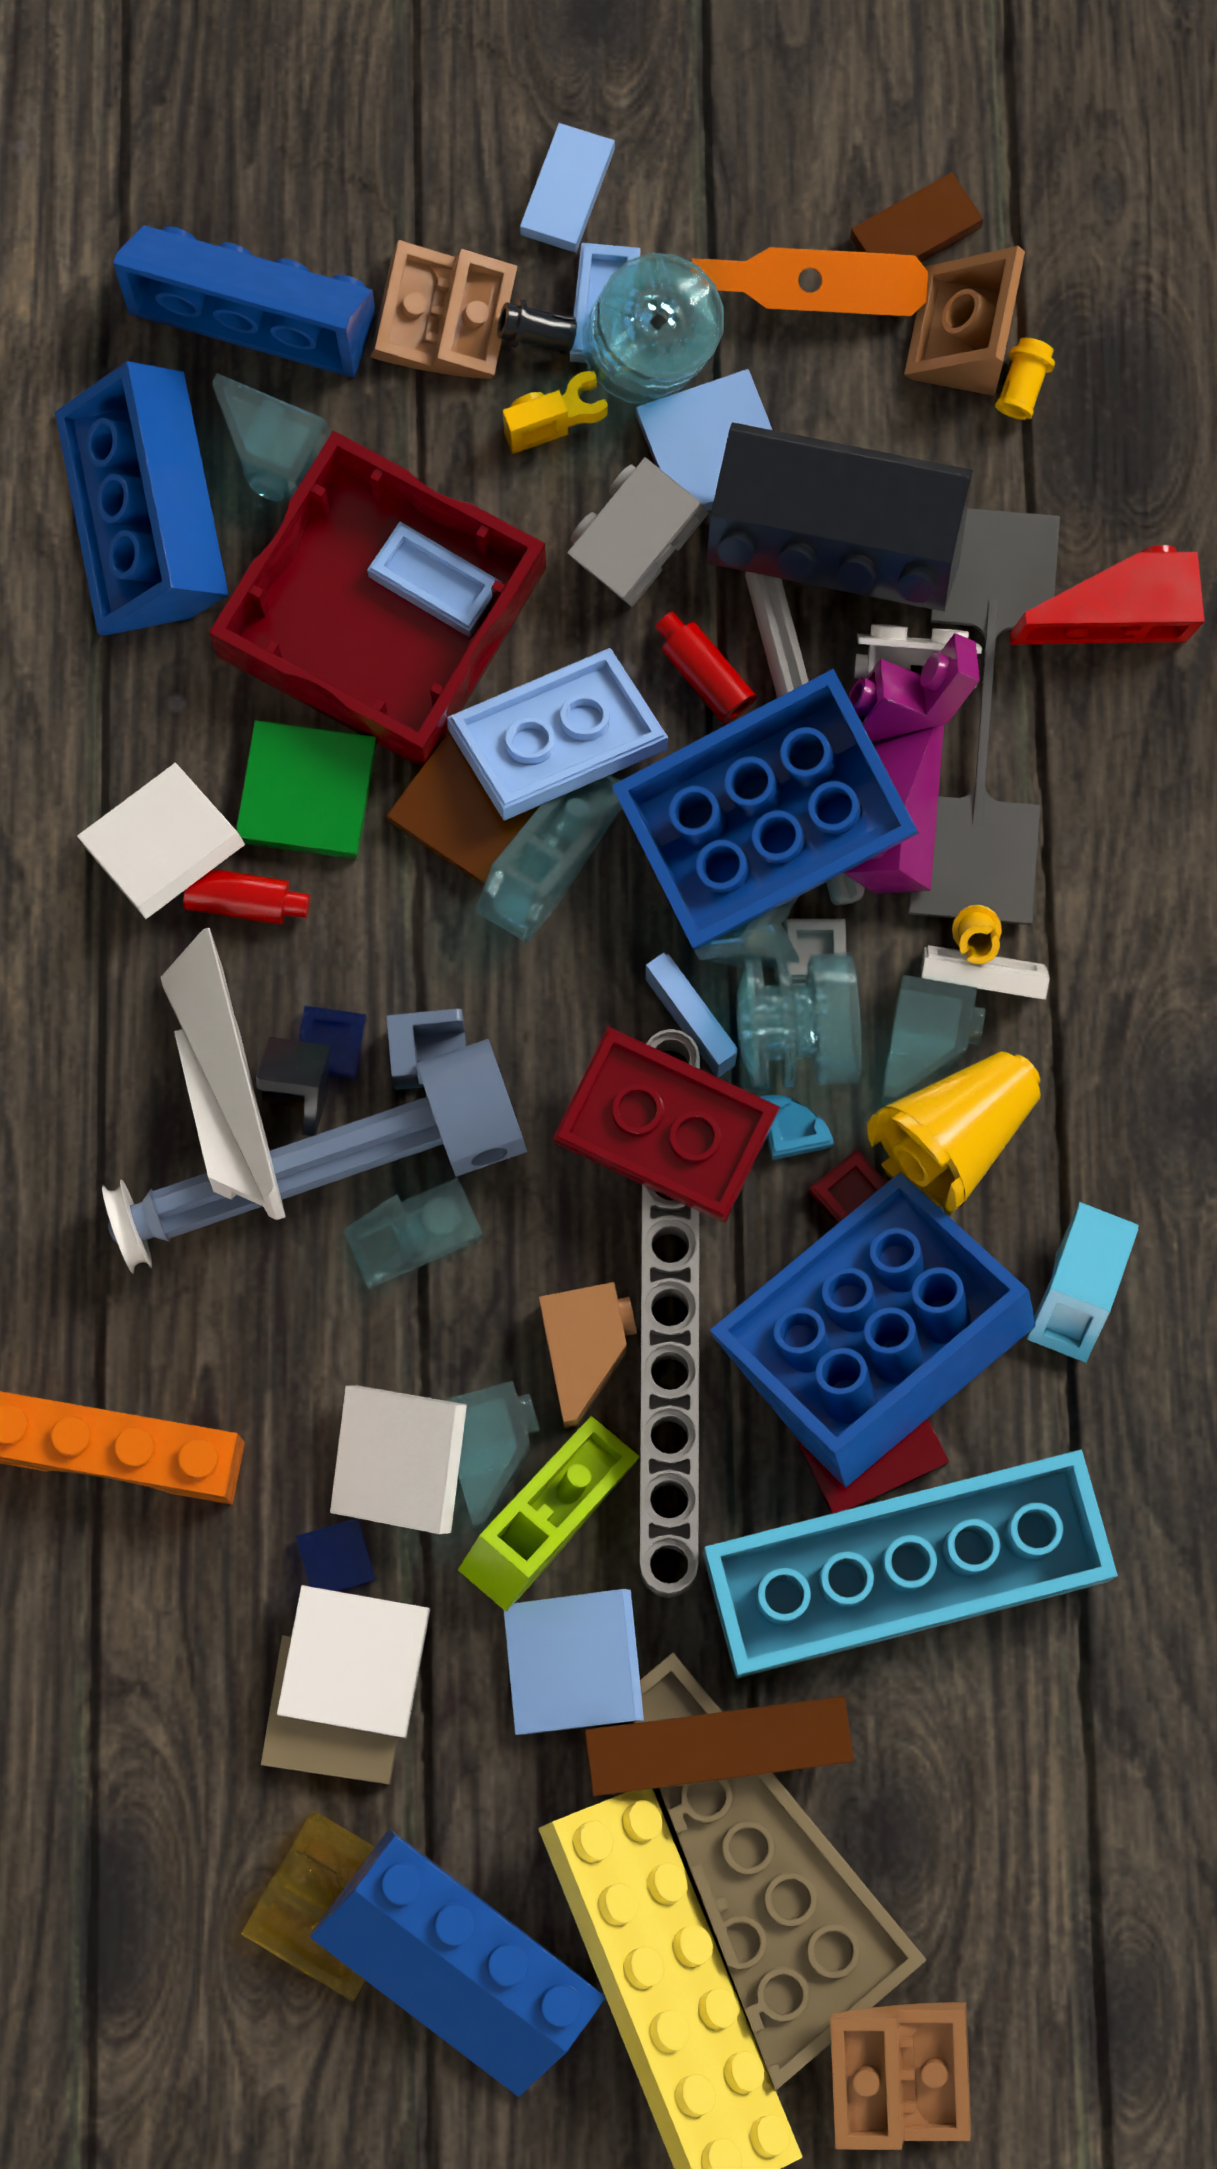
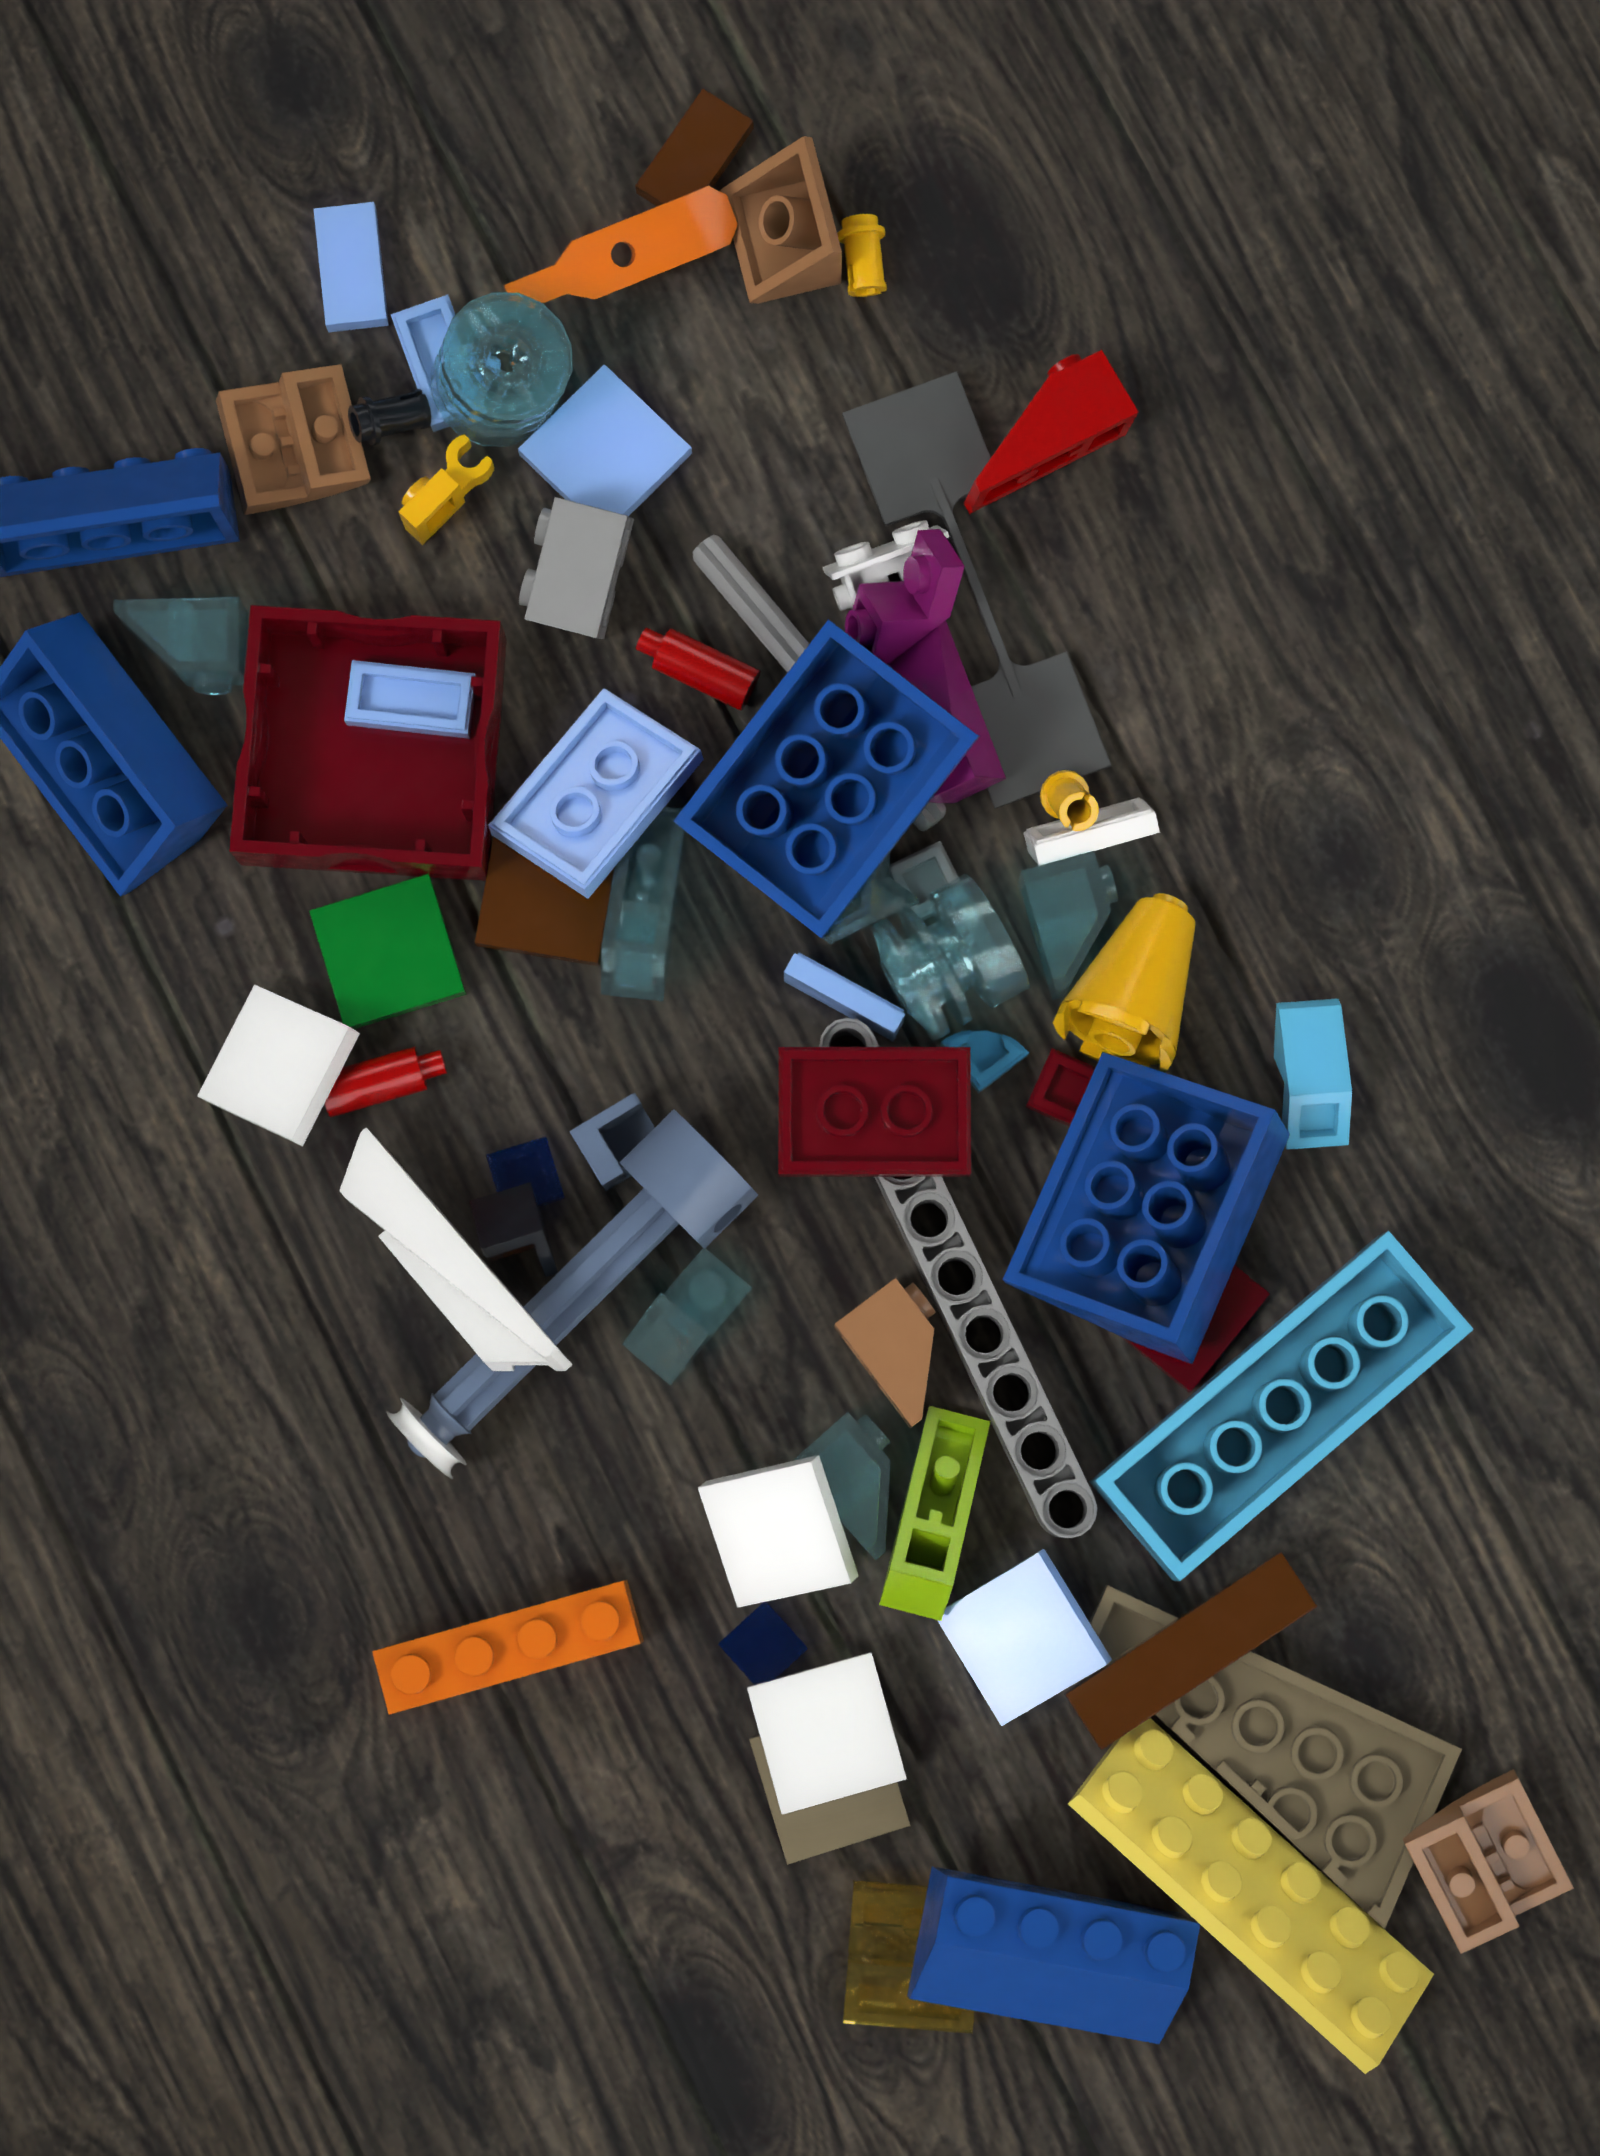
camera: 25 degrees left, 5 degrees up
(839, 516) = (759, 469): black slope -> none

